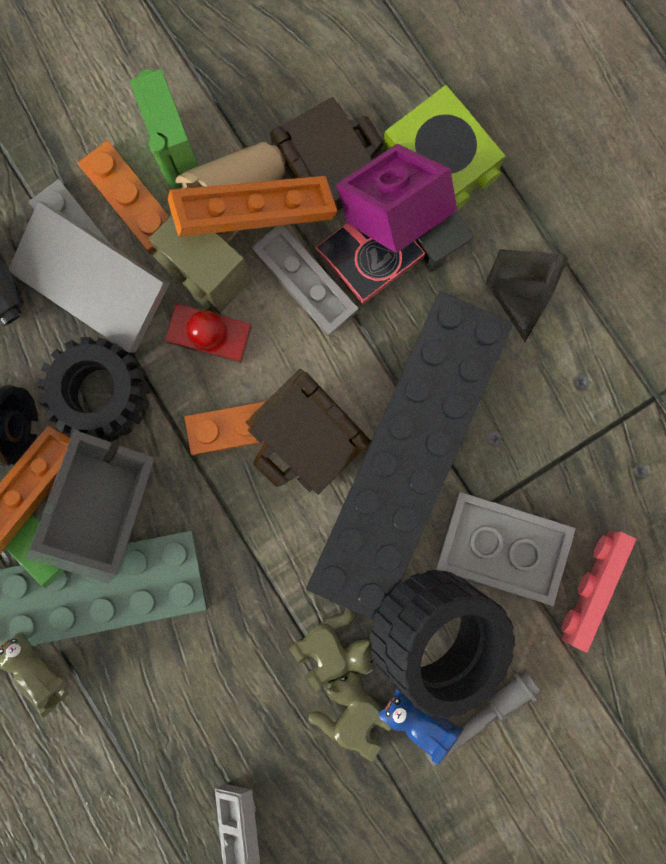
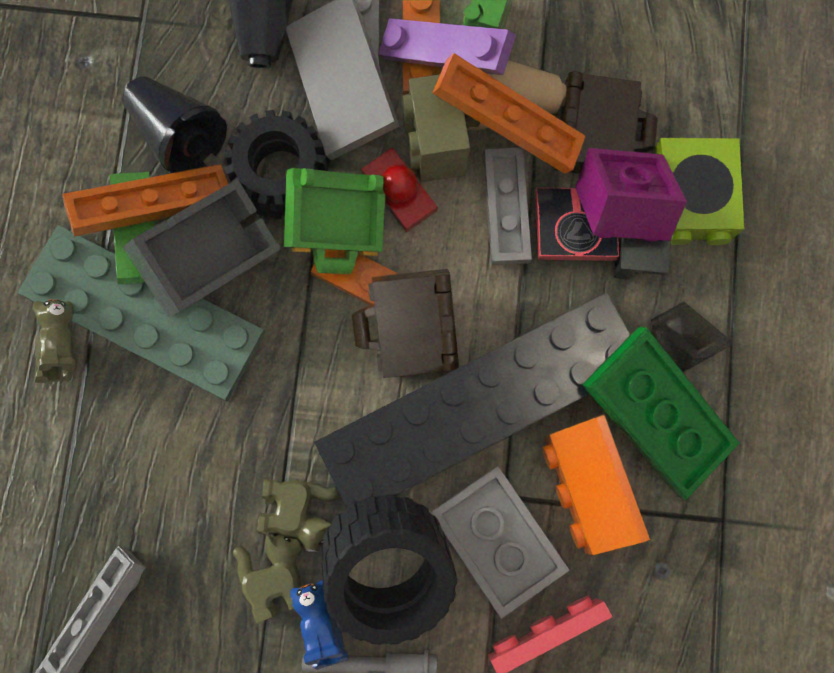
camera: 35 degrees right, 5 degrees down
(149, 187) = (434, 42): none -> medium lavender plate
(175, 396) = (334, 214): none -> bright green piece
(547, 450) = (594, 487): none -> orange slope
(552, 351) = (661, 413): none -> green tile

